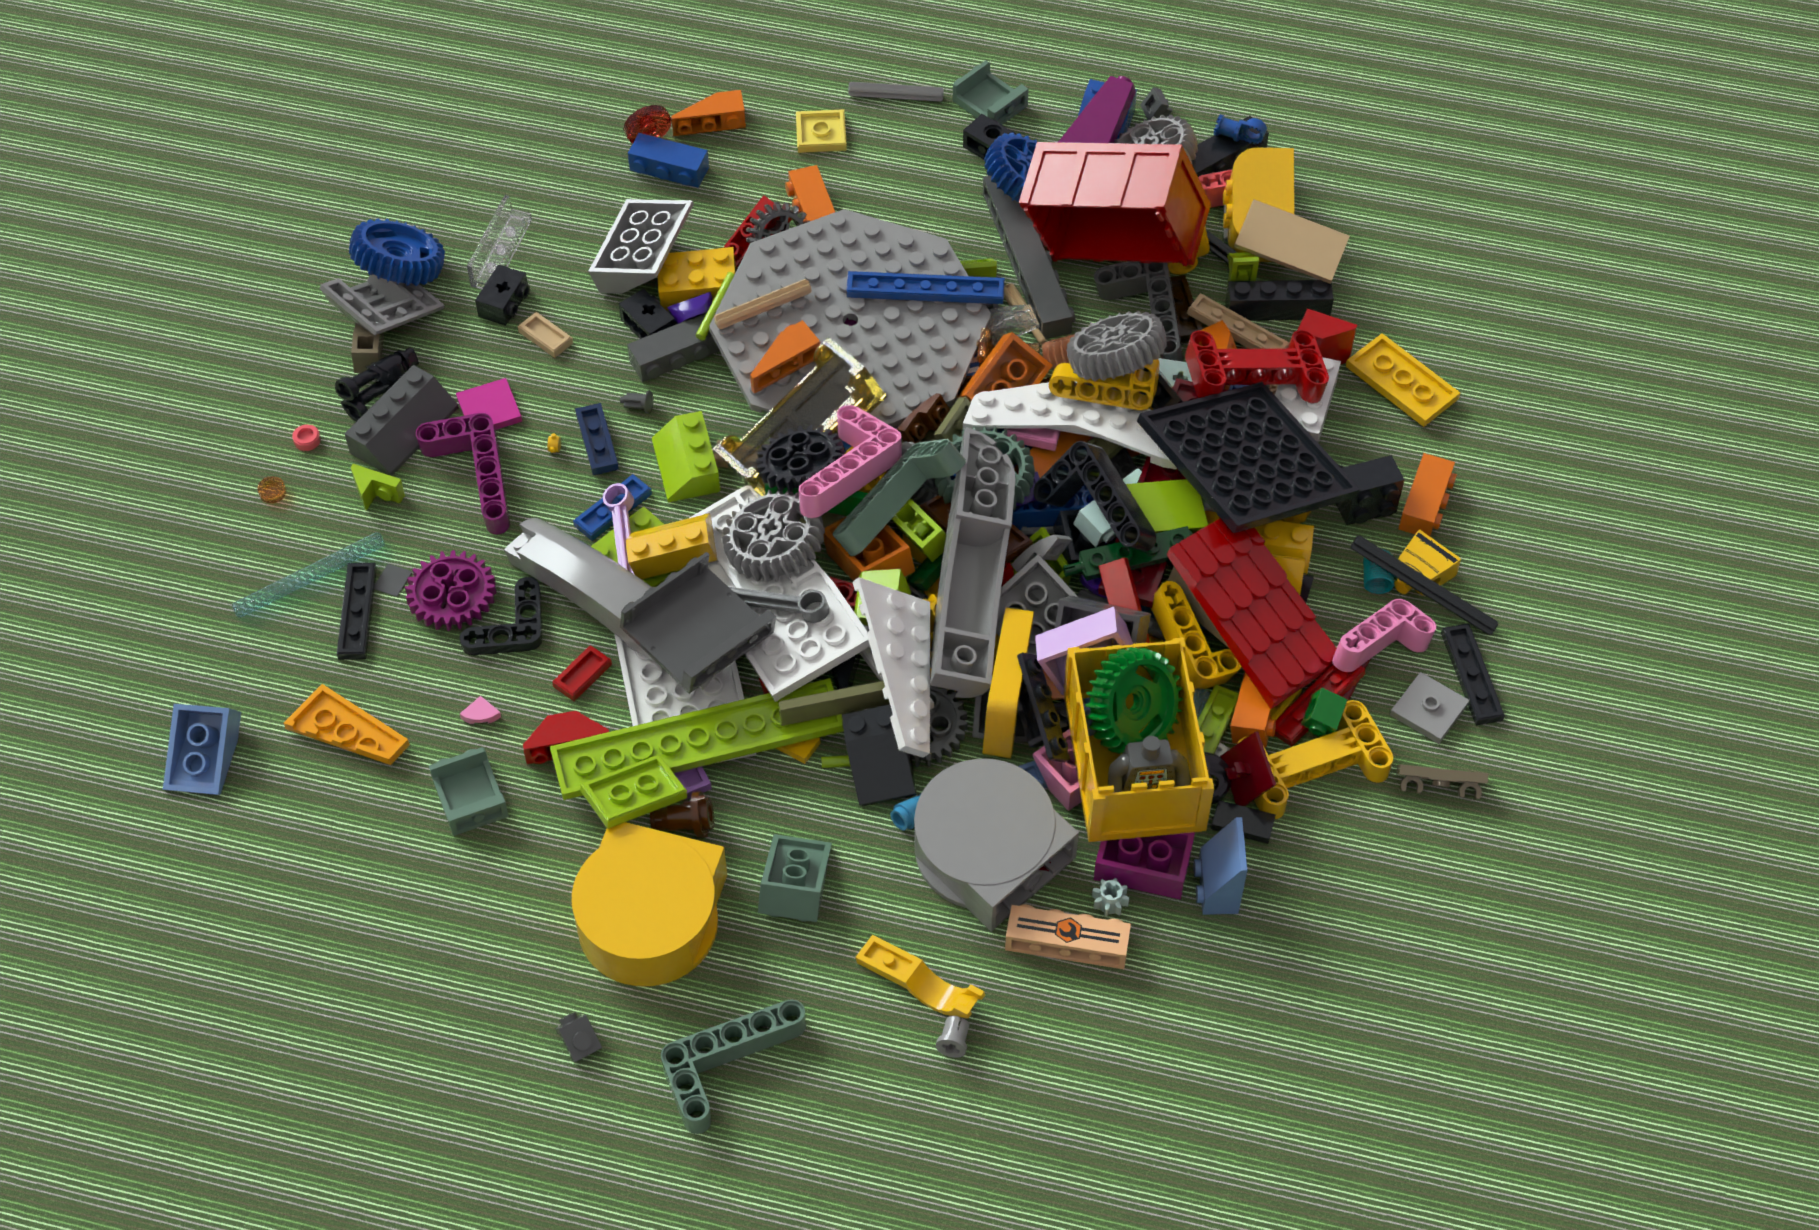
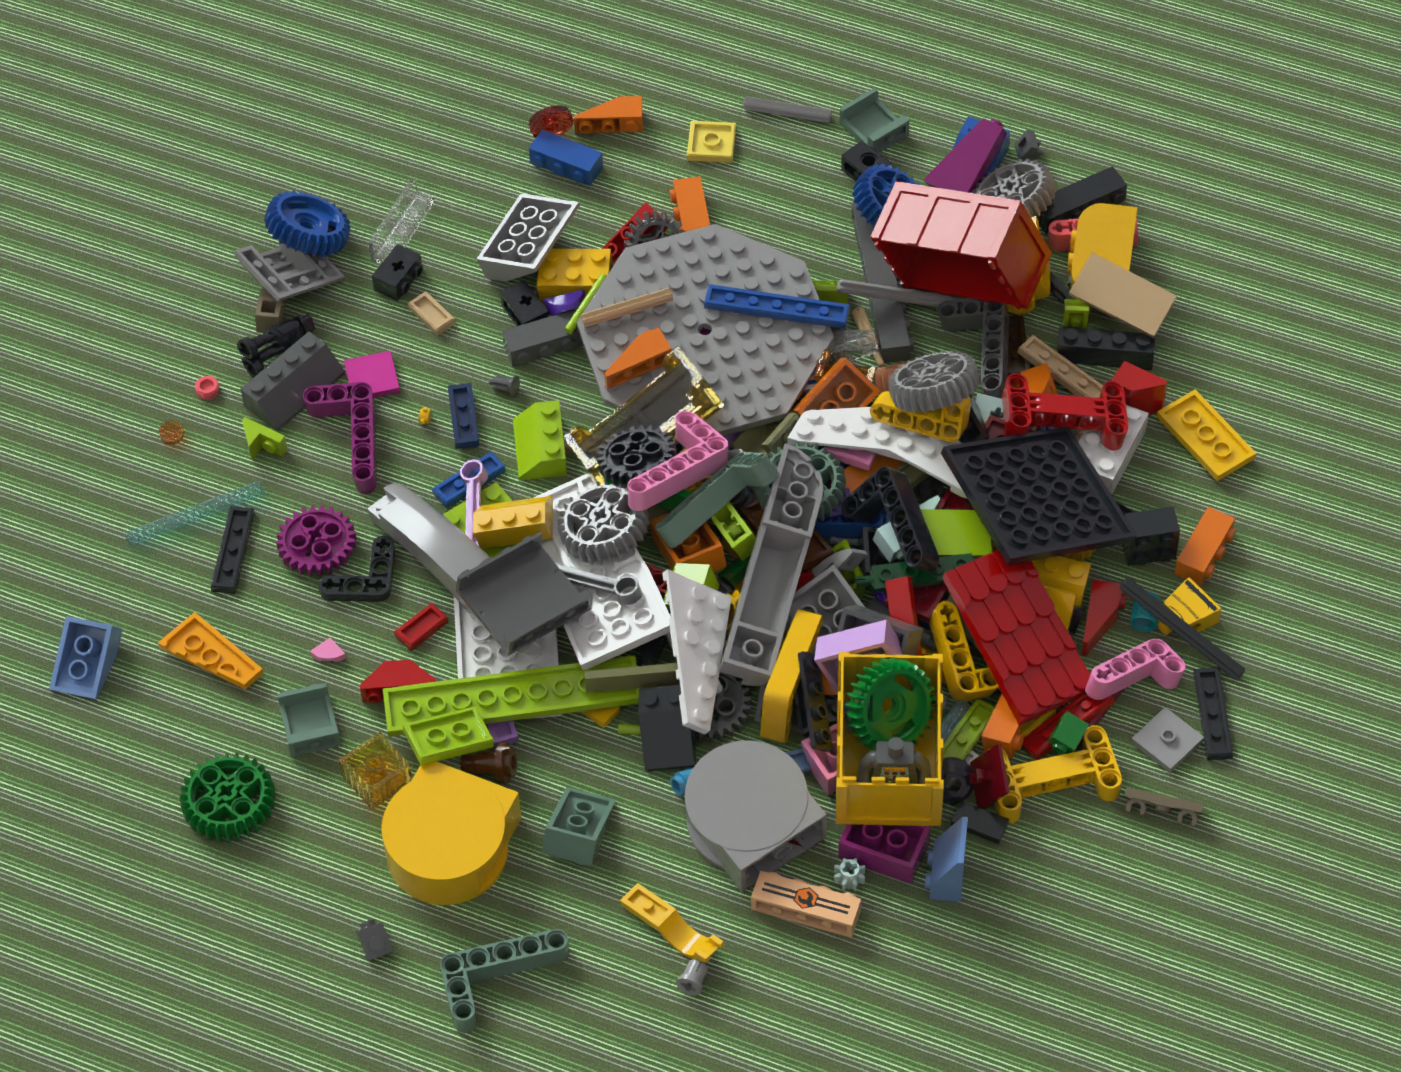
camera: 10 degrees right, 0 degrees up
(385, 890) = (227, 797): none -> green gear
(392, 580) = (267, 525): dark grey sticker -> none
(554, 840) = (375, 770): none -> clear yellow brick
(924, 418) = (756, 428): reddish brown slope -> none
(1044, 264) = (892, 293): none -> light grey axle
(1240, 129) = (1099, 180): blue connector -> none
(1331, 574) = (1103, 611): none -> red slope

